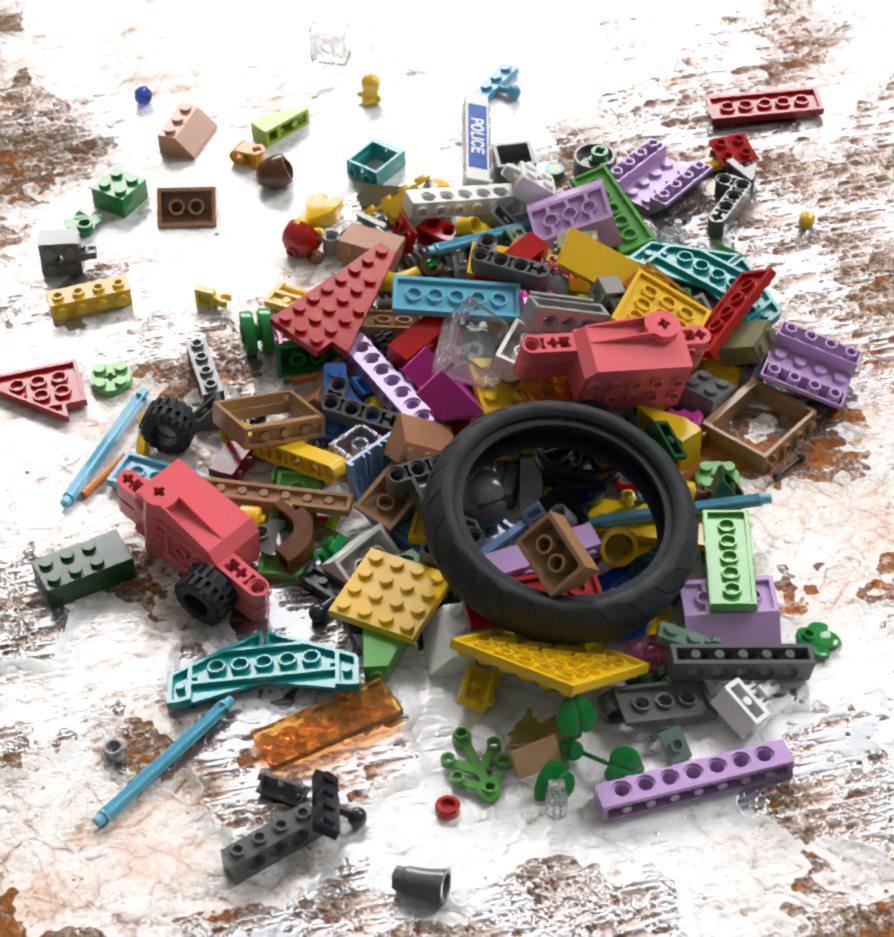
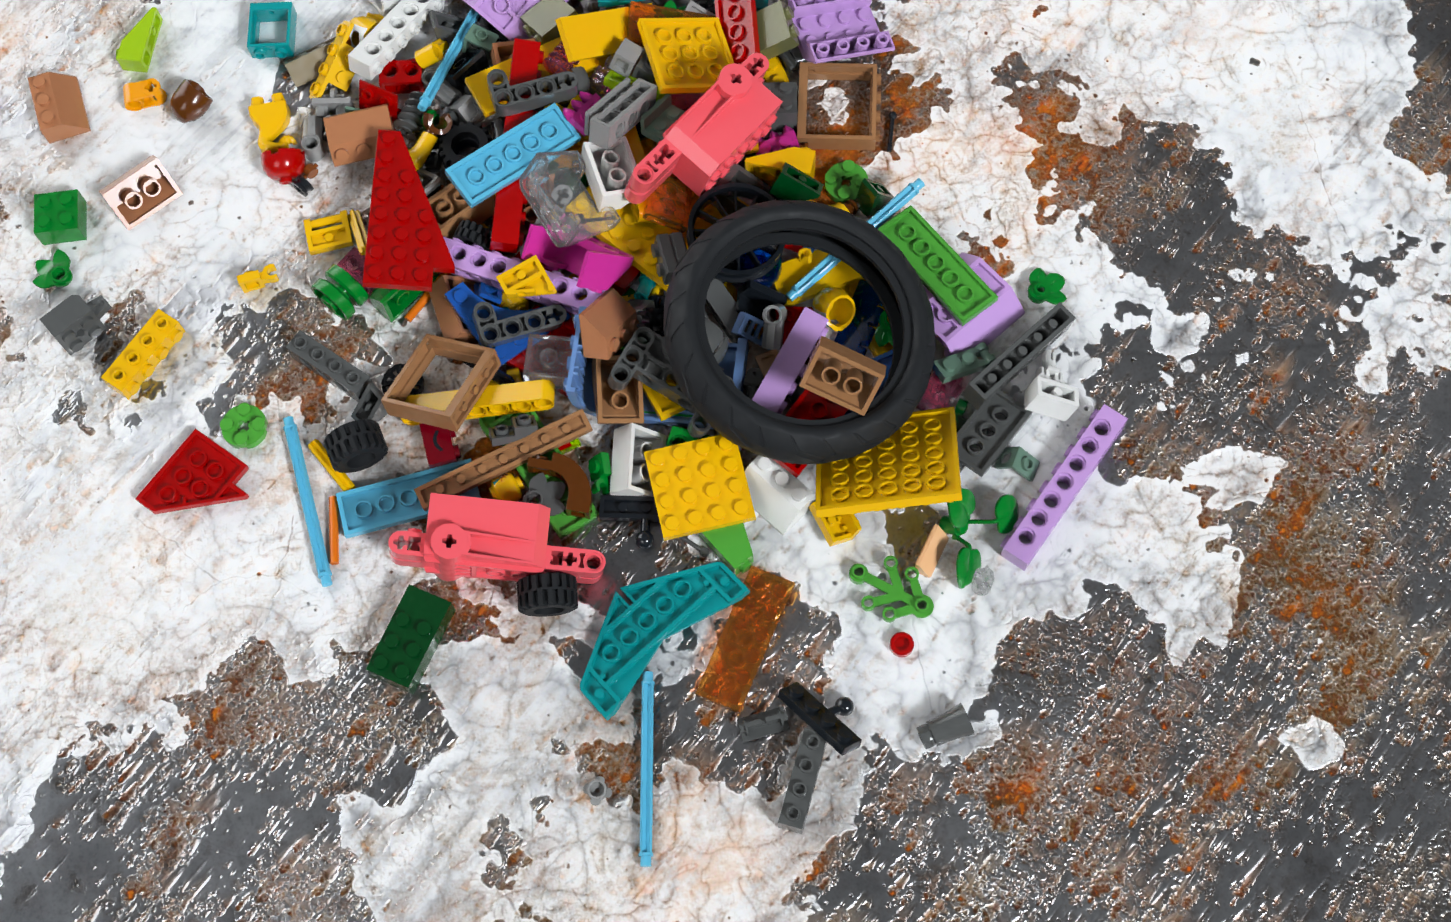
camera: 35 degrees left, 25 degrees up
(293, 479) = (520, 428): none -> dark grey slope
(300, 261) = (302, 185): none -> black bush
(390, 383) = (526, 280): none -> yellow wing

